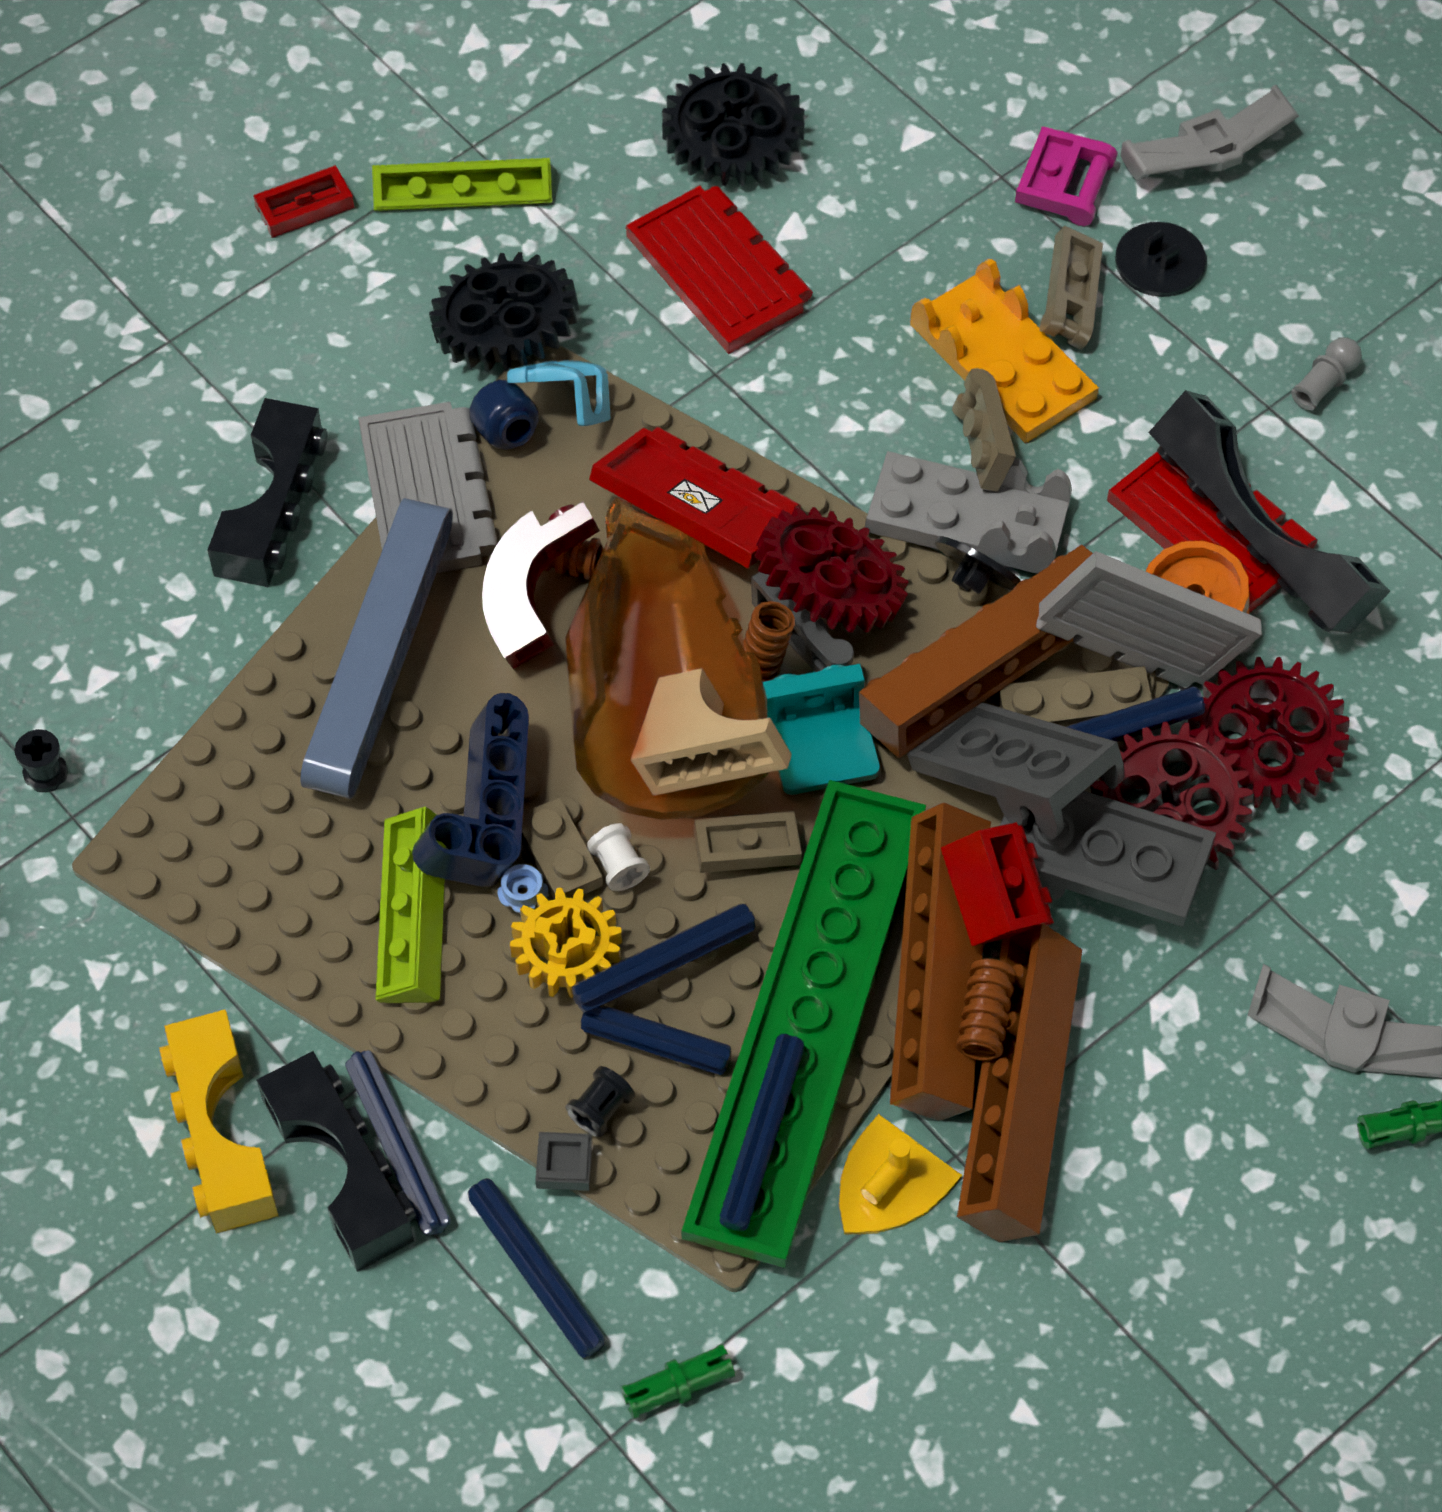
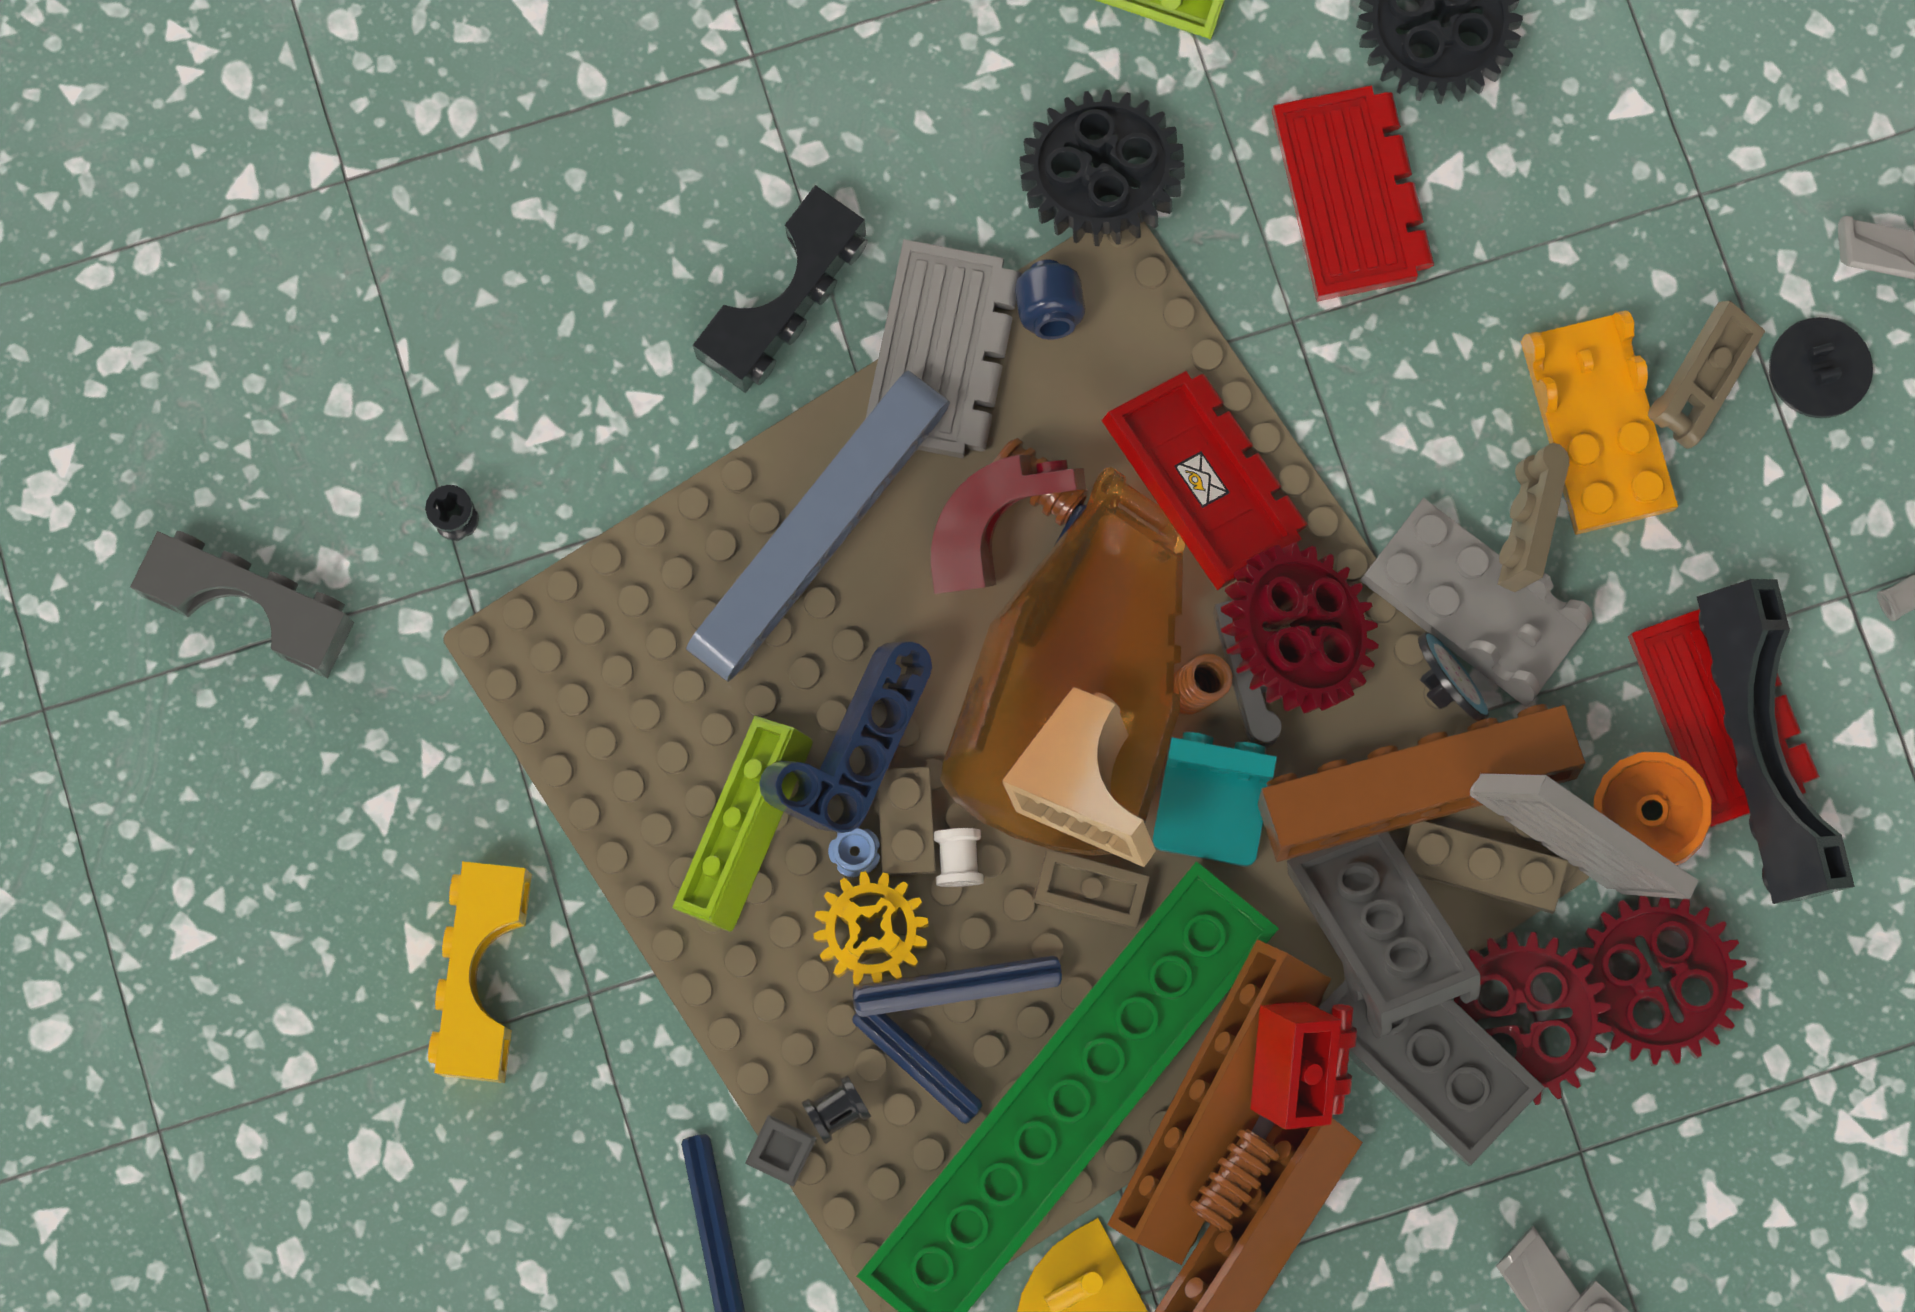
camera: 25 degrees right, 20 degrees up
(308, 1109) = (582, 1125): black arch -> none
(398, 1142) = (638, 1060): dark blue axle -> none
(574, 371) = (1114, 275): medium azure piece -> none
(761, 1133) = (969, 1213): dark blue axle -> none
(1052, 168) = (1754, 214): dark pink plate -> none
(1150, 714) = (1520, 918): dark blue axle -> none

